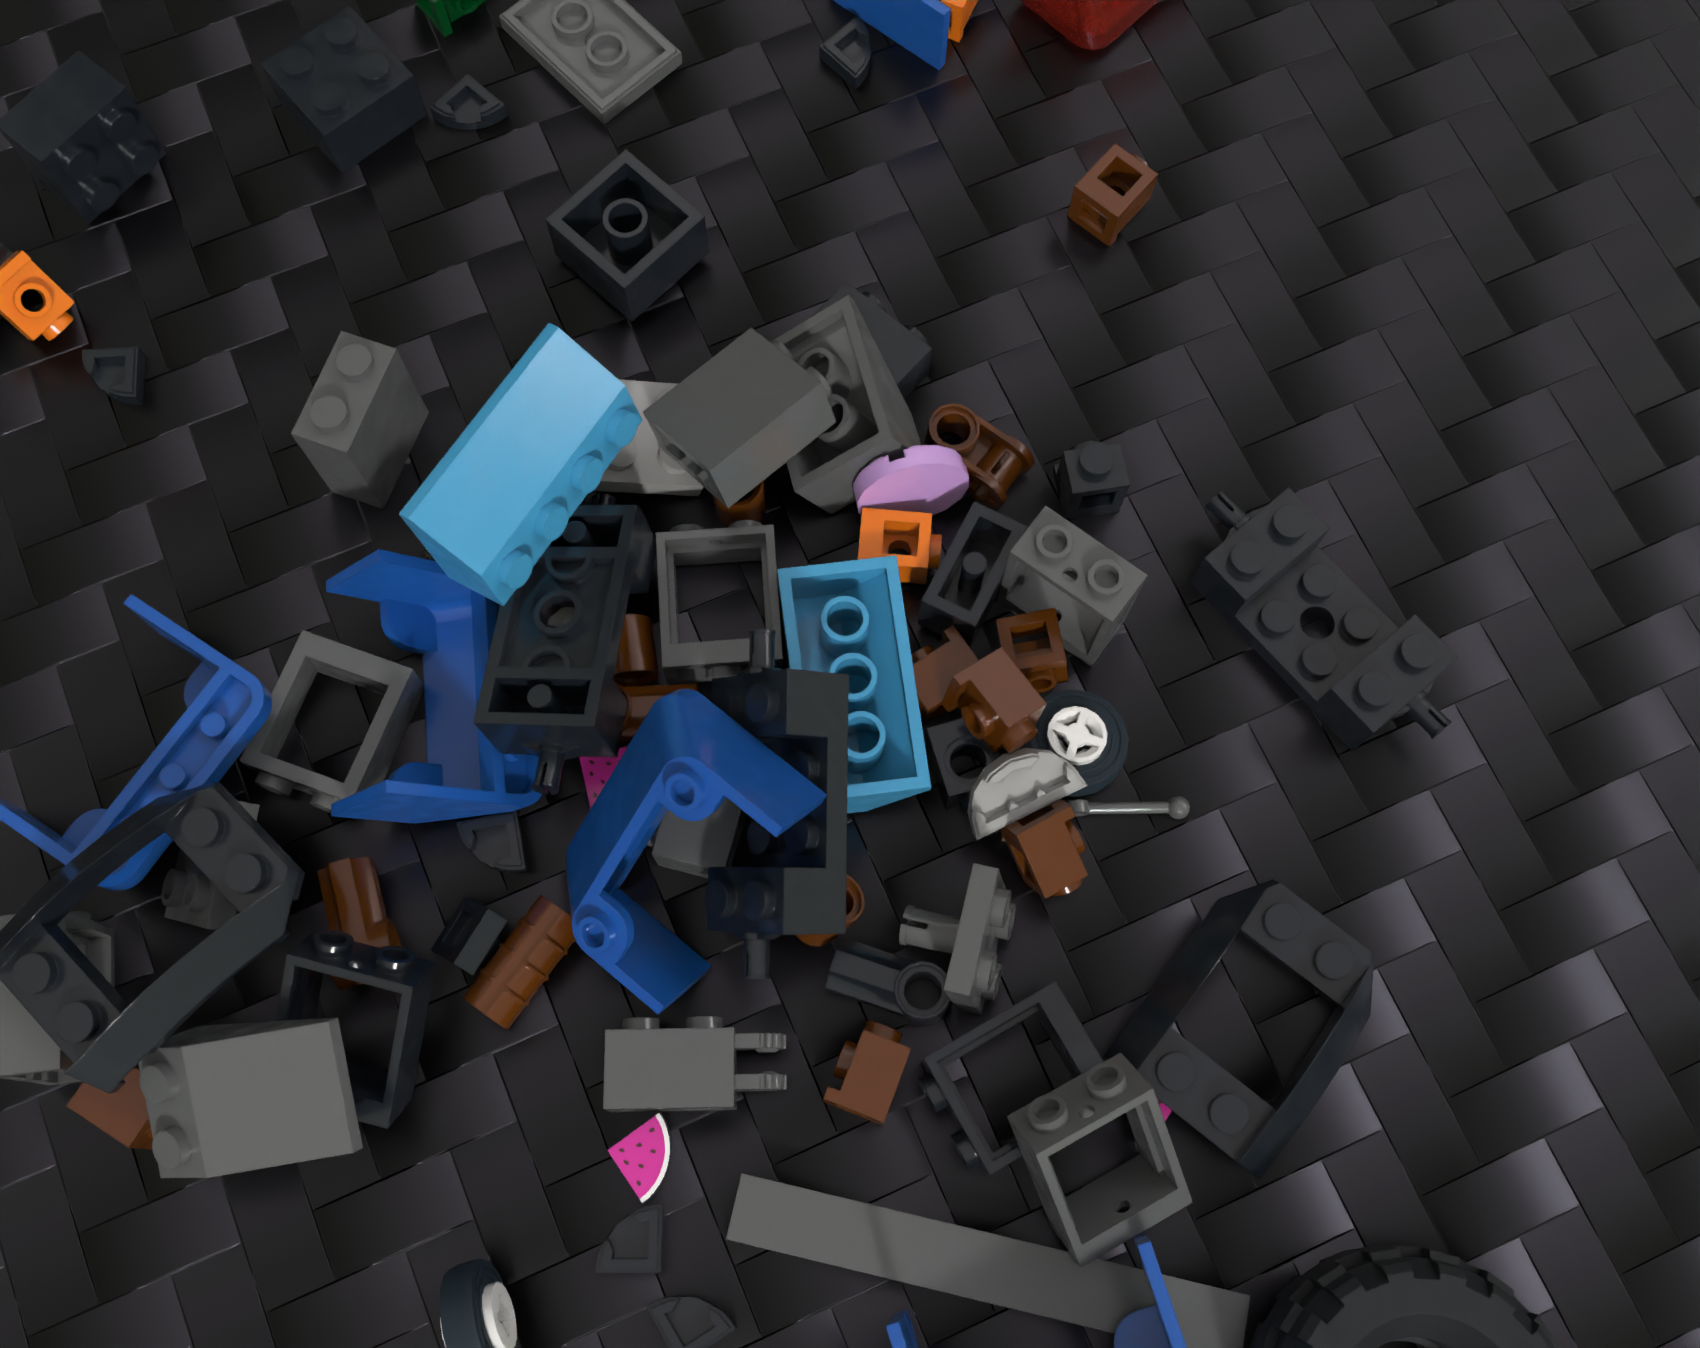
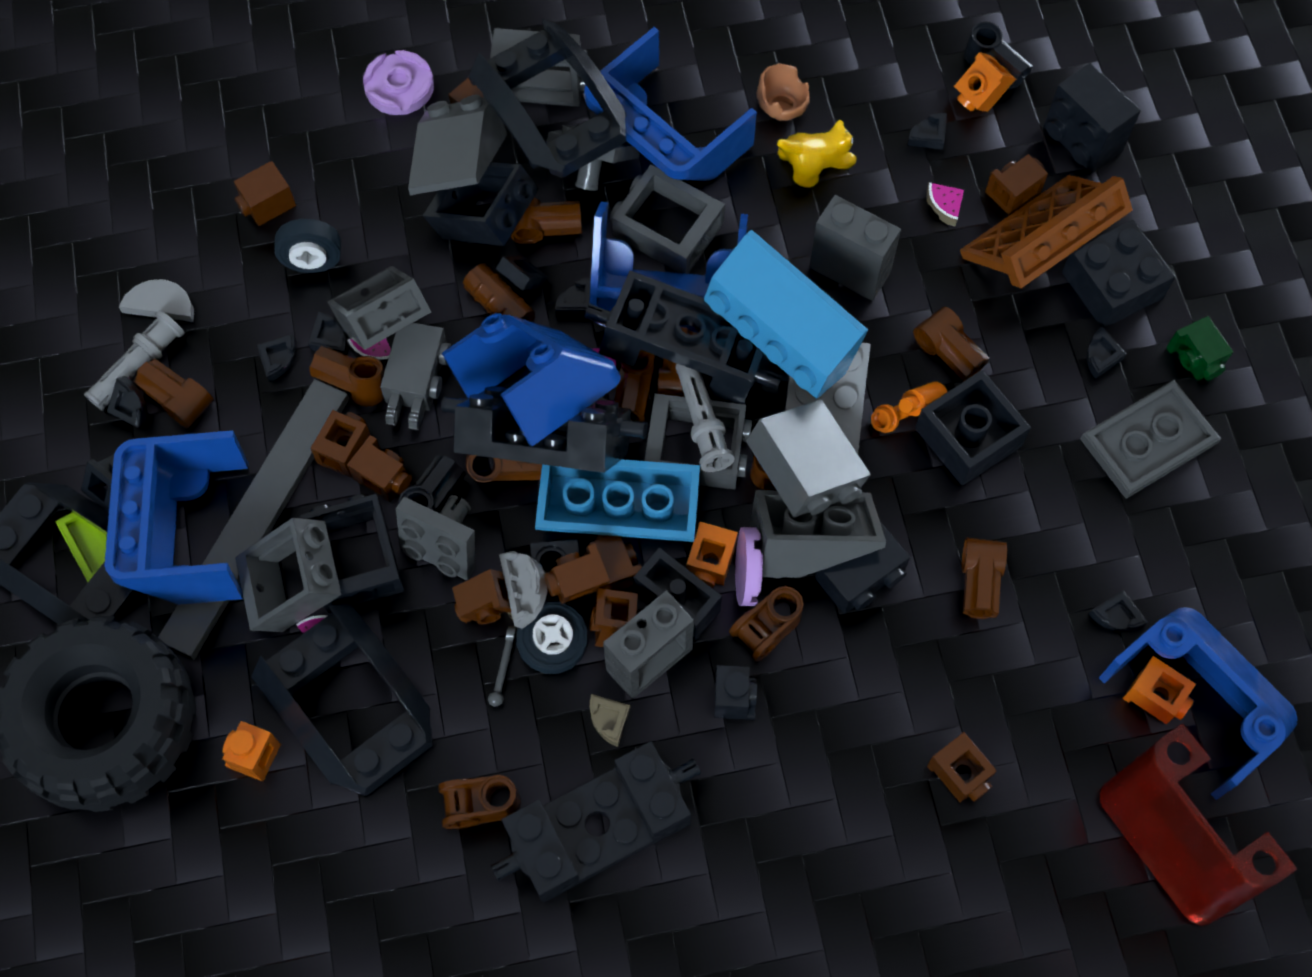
camera: 105 degrees right, 5 degrees down
(69, 590) = (782, 92): none -> nougat hair
(93, 1268) = (398, 82): none -> lavender tile
(176, 521) = (817, 151): none -> yellow animal
(204, 235) = (1016, 183): none -> reddish brown brick
(245, 332) = (945, 202): none -> dark pink tile
(310, 147) = (1049, 242): none -> dark orange fence
(483, 299) = (945, 336): none -> reddish brown piece
(597, 311) = (887, 418): none -> orange plant
(620, 1121) = (389, 307): none -> dark grey window
(706, 1181) = (356, 375): none -> reddish brown piece
(717, 569) = (707, 429): none -> light grey pin
(827, 205) = (983, 567): none -> reddish brown piece
(859, 1151) = (335, 431): none -> reddish brown brick
(1162, 644) = (608, 718): none -> dark tan tile
(1339, 791) = (474, 799): none -> reddish brown piece
(1372, 1145) = (250, 750): none -> orange brick

